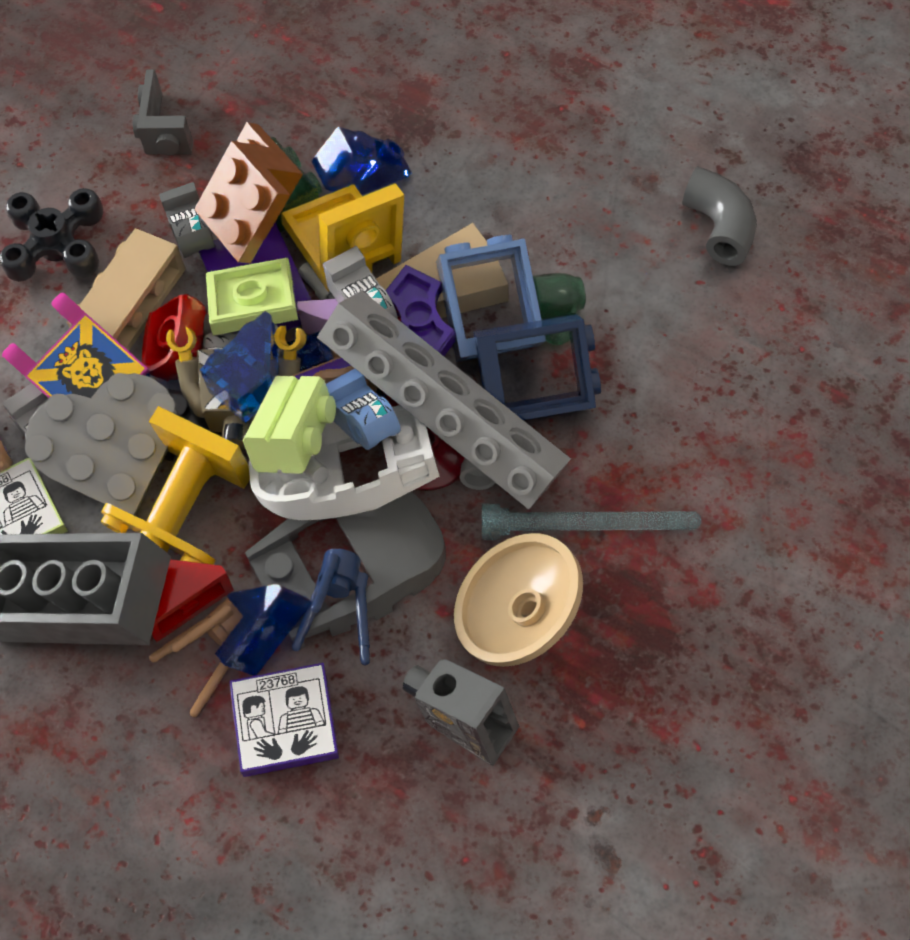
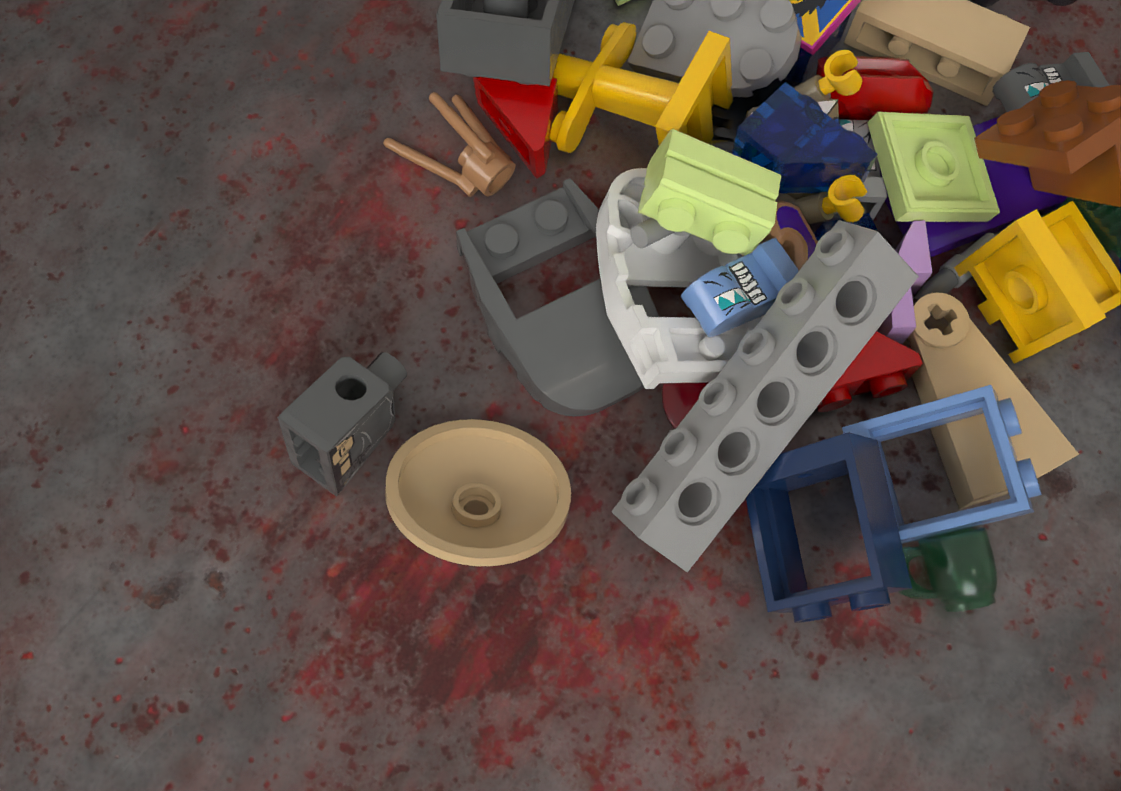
camera: 85 degrees right, 10 degrees up
(266, 621) = (467, 195): clear blue slope -> none
(283, 719) = (366, 232): tile -> none
(336, 579) = (517, 271): dark blue plant -> none
(349, 275) = (944, 286): light grey leg -> none
(415, 305) = (928, 365): dark purple tile -> none
(500, 521) = (605, 478): clear light blue piece -> none

